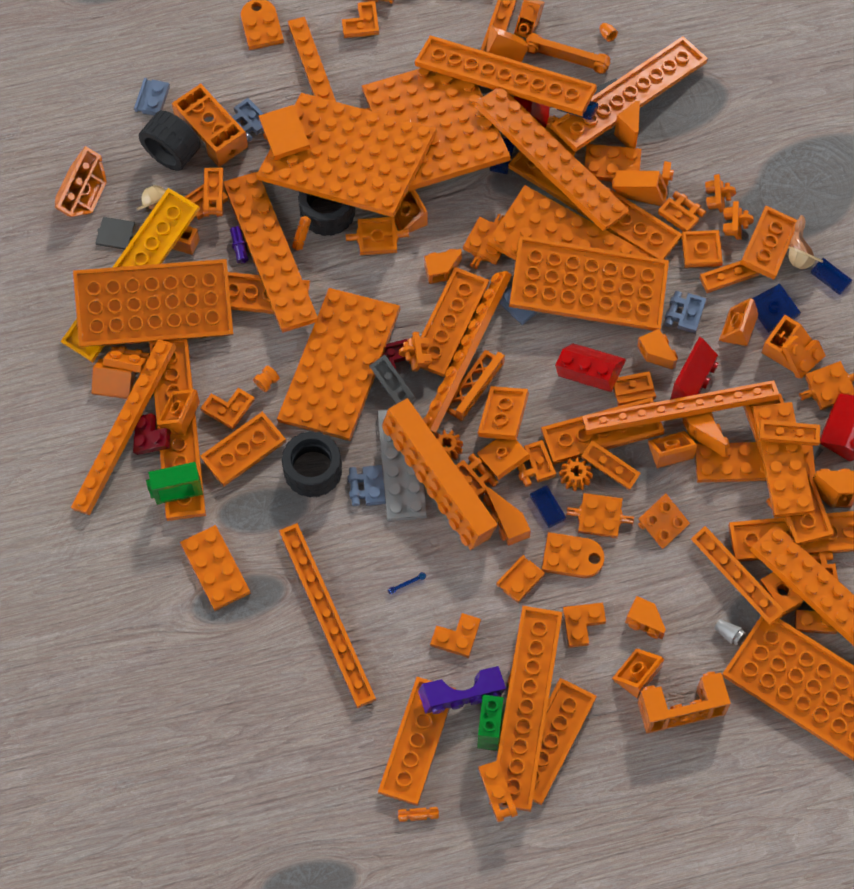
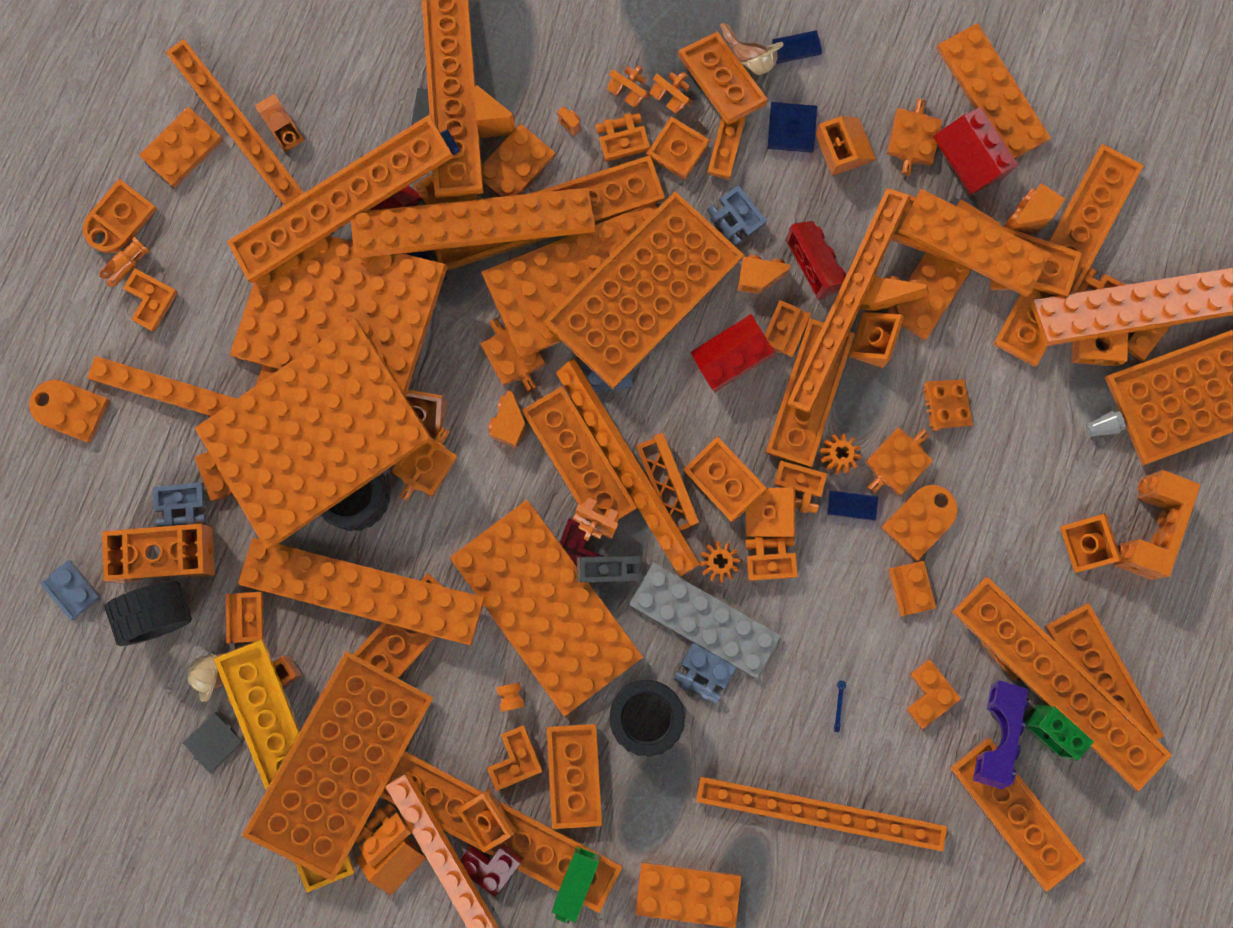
camera: 55 degrees left, 15 degrees up
(82, 185) = (128, 745): orange wedge -> none
(213, 191) = (245, 605): orange plate -> none
(239, 245) = (327, 618): dark purple axle -> none
(284, 132) = (235, 482): orange tile -> none
(301, 233) = (366, 543): orange axle -> none
(418, 814) = (1092, 865): orange axle -> none
(438, 474) = (755, 596): orange brick -> none
(497, 790) = (1134, 775): orange plate -> none
(506, 44) = (298, 171): orange slope -> none
(510, 520) = (847, 555): orange slope -> none
(577, 620) = (992, 562): orange plate -> none
(597, 62) = (317, 138): orange piece -> none
(608, 31) = (357, 55): orange hose -> none
(610, 465) = (855, 413): orange plate -> none
(641, 186) = (566, 157): orange slope -> none
(645, 616) = (1037, 495): orange slope -> none
(738, 575) = (1058, 375): orange plate -> none
(740, 323) = (787, 174): orange slope -> none
(789, 432) = (959, 216): orange plate -> none
(802, 358) = (869, 140): orange plate -> none

